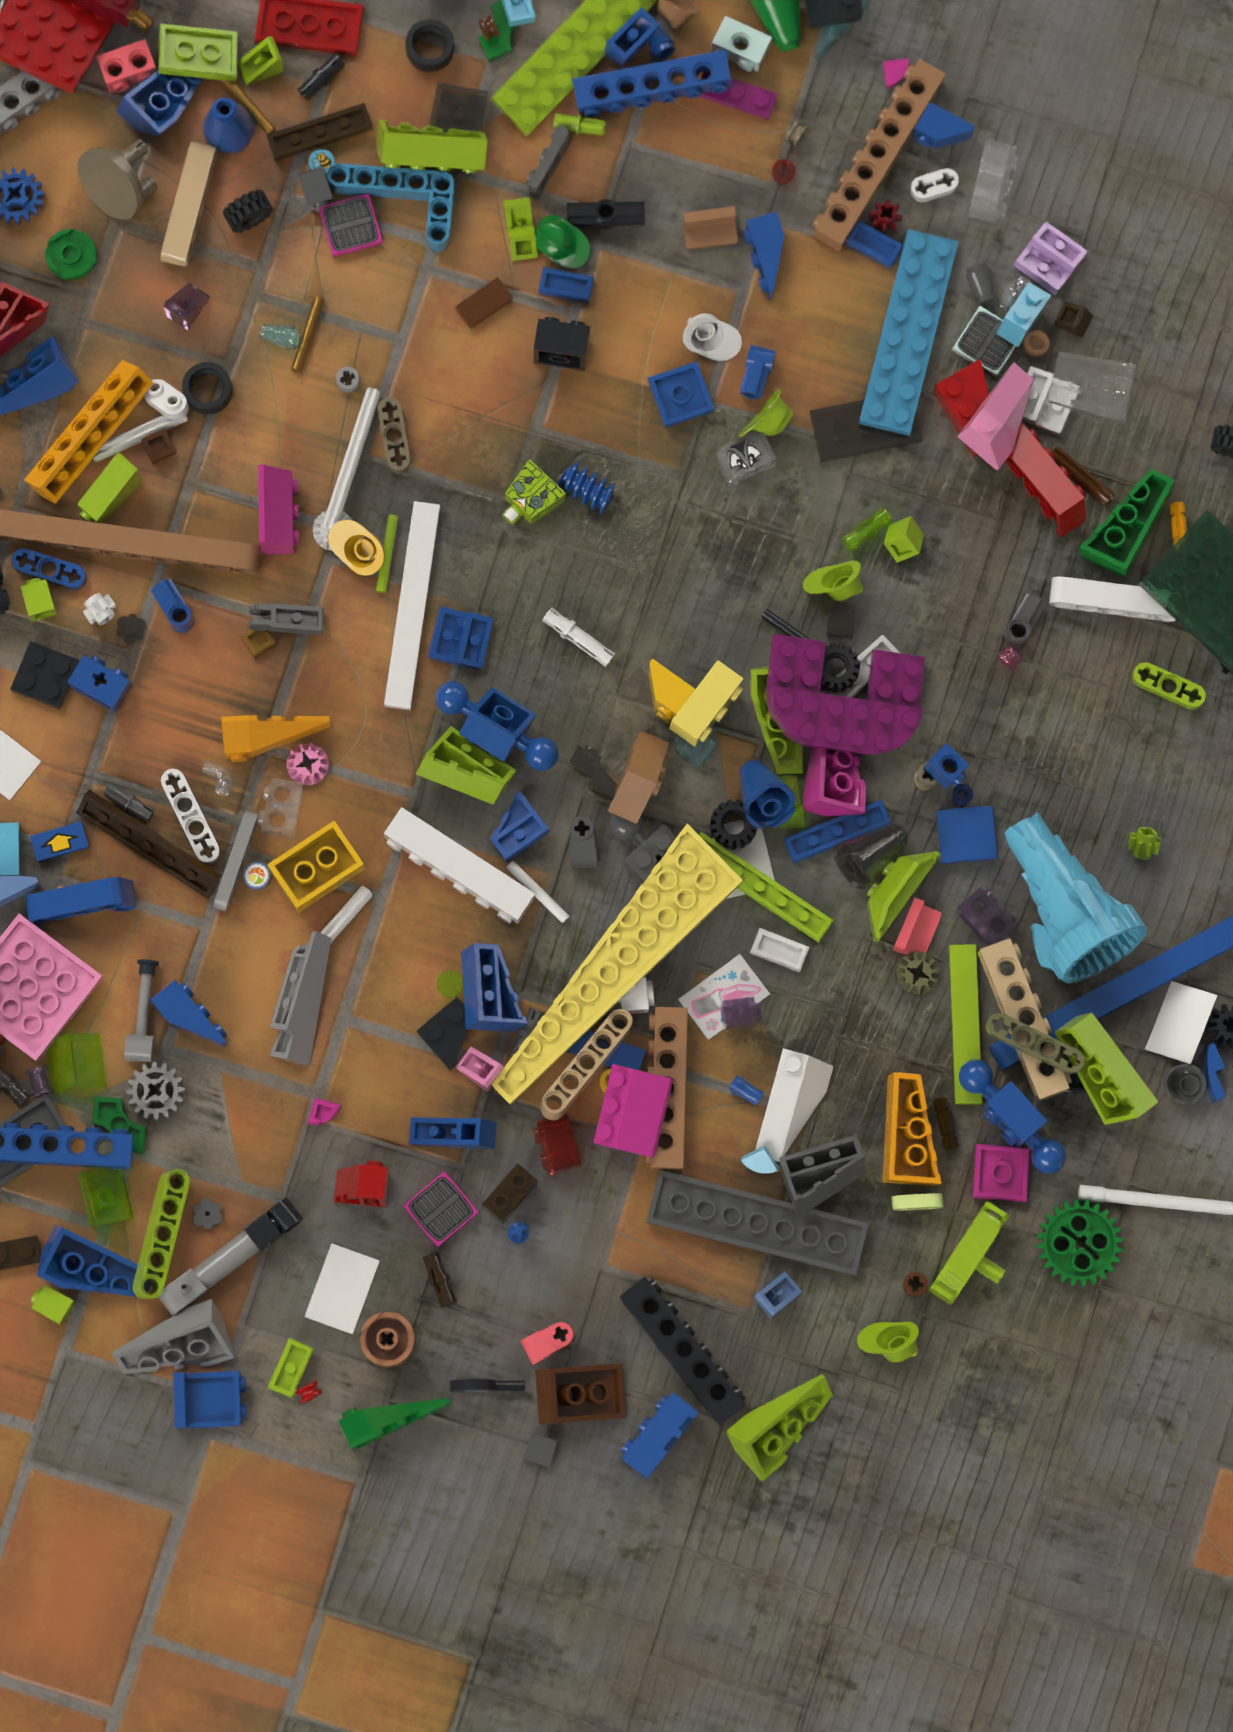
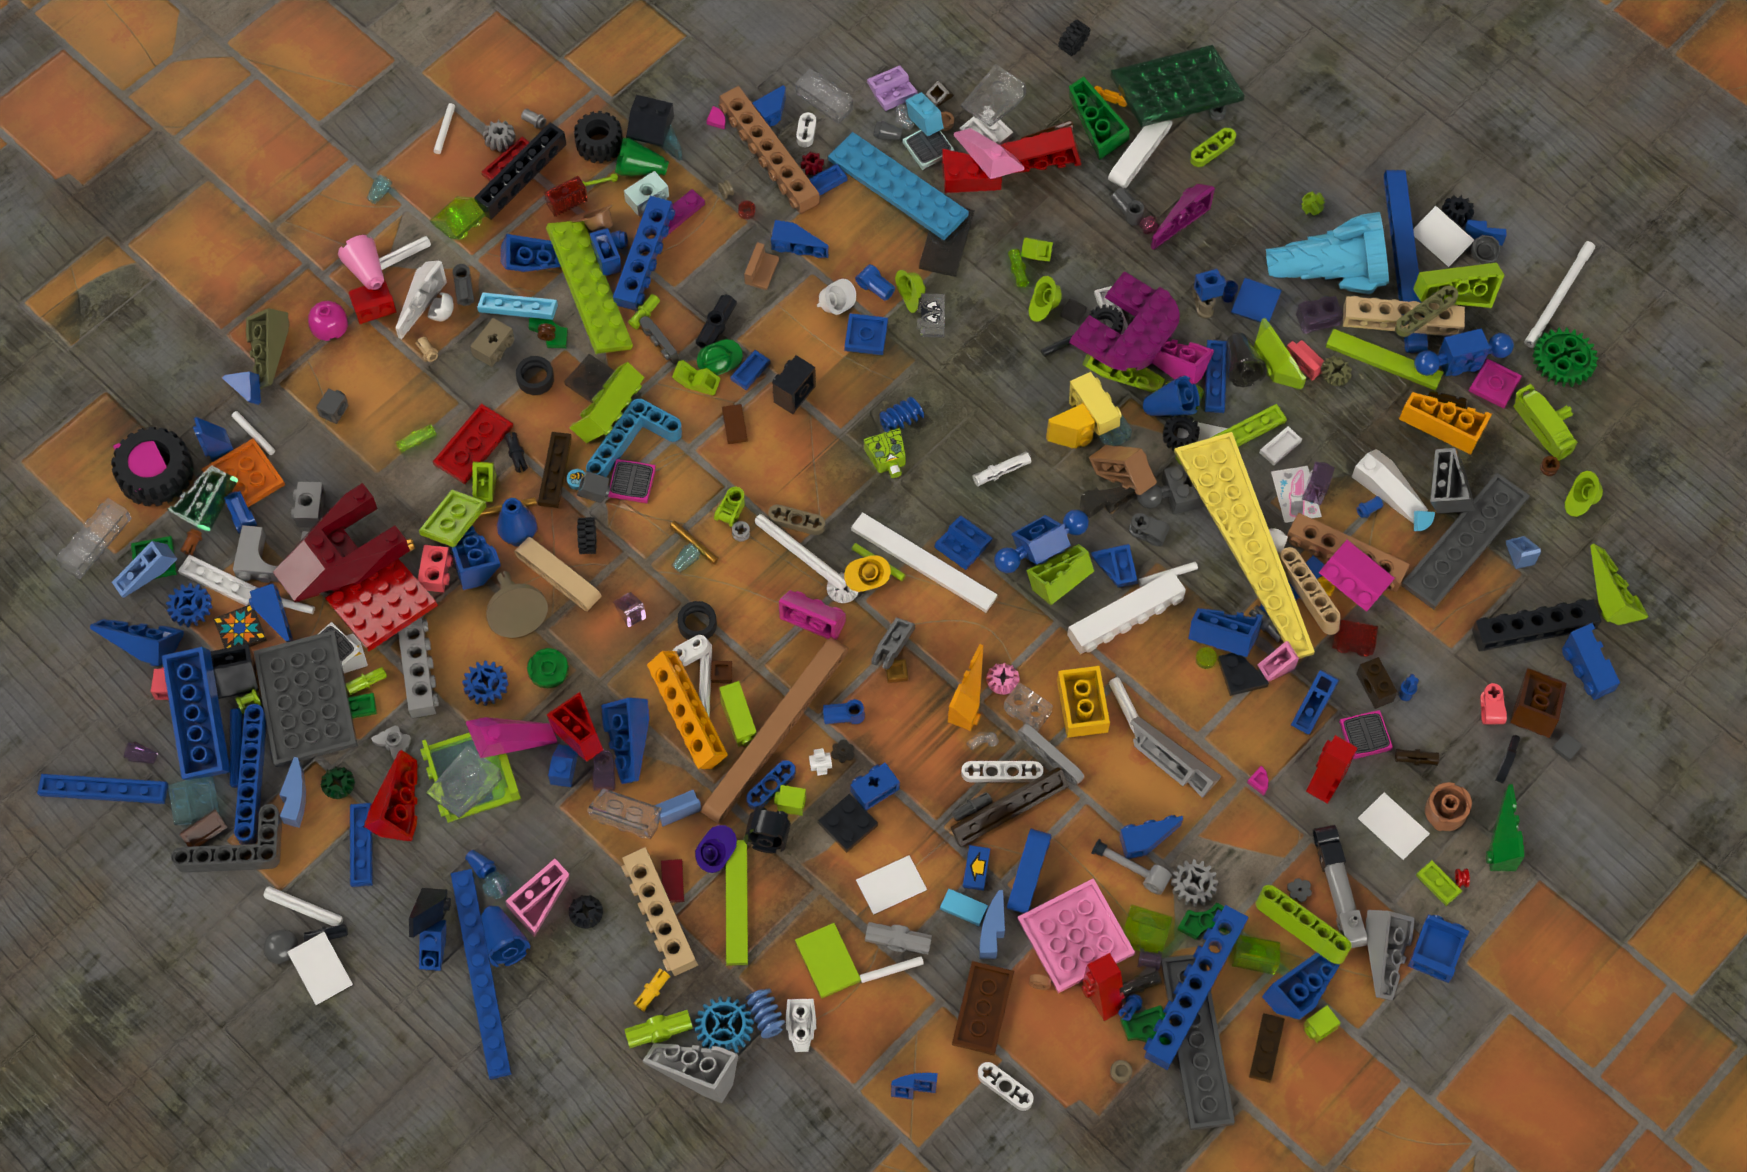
camera: 60 degrees left, 15 degrees down
(256, 876) = (1068, 747): tile -> none
(367, 353) = (730, 510): none -> lime piece
(917, 1202) = (1494, 438): yellowish green beam -> none
(1055, 693) = (1190, 206): none -> magenta wedge

